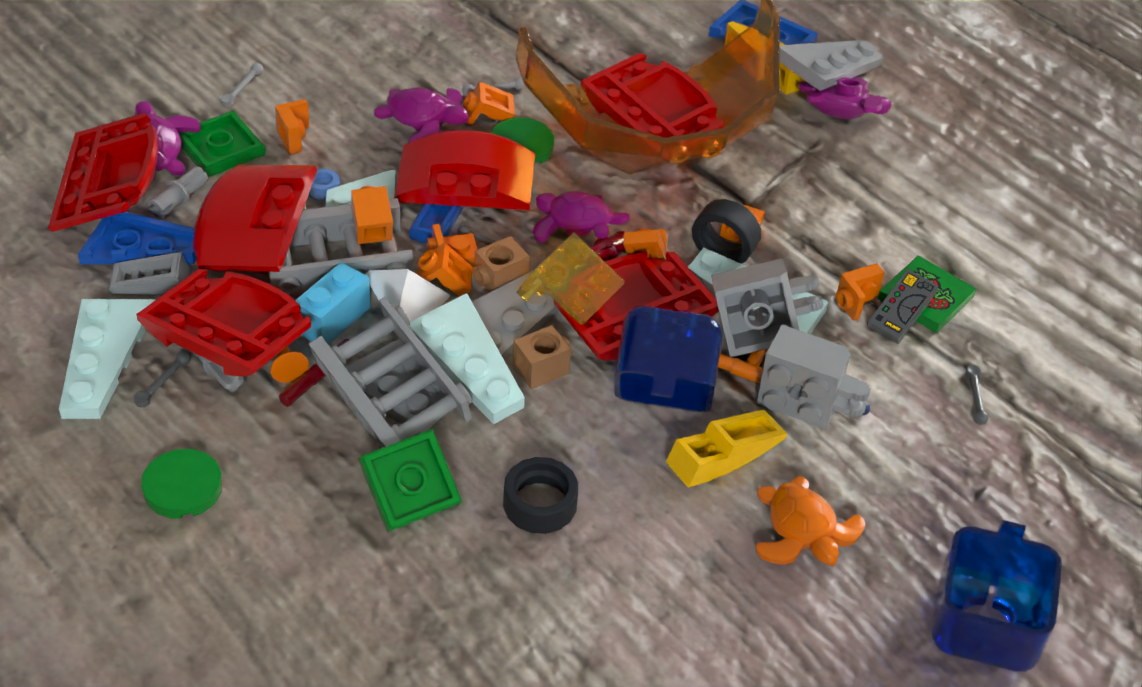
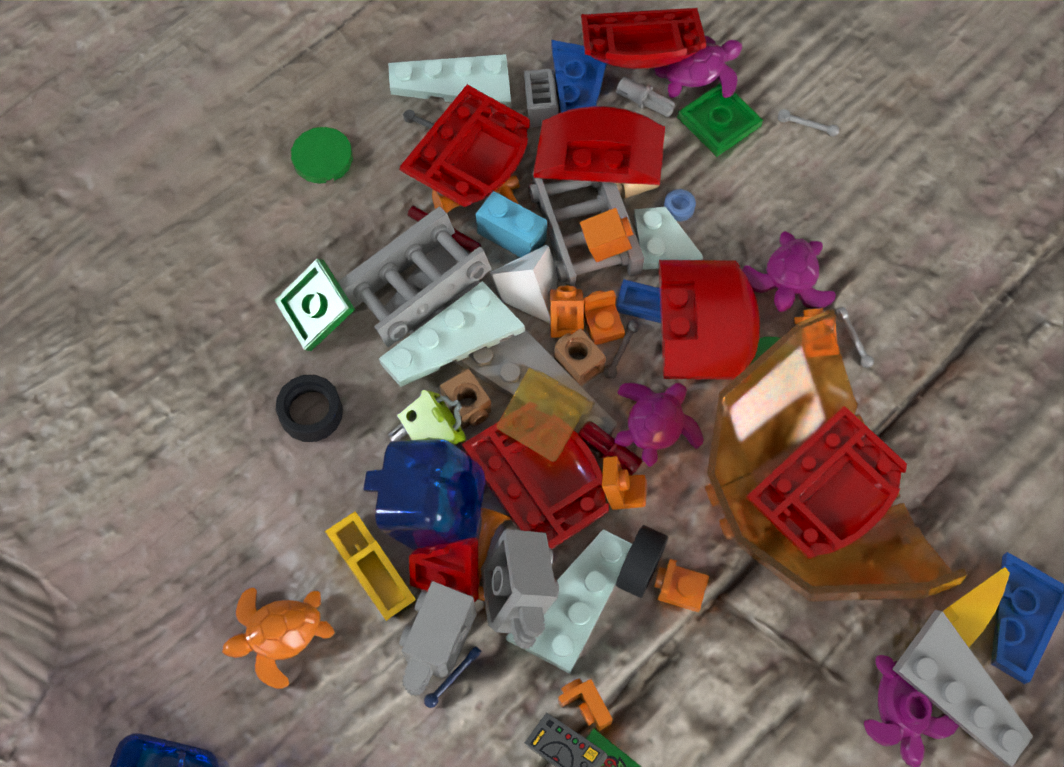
camera: 90 degrees right, 20 degrees up
(291, 123) = (745, 163): orange bracket -> none
(575, 380) = (430, 419): none -> piece
(739, 367) = (447, 564): none -> red wing

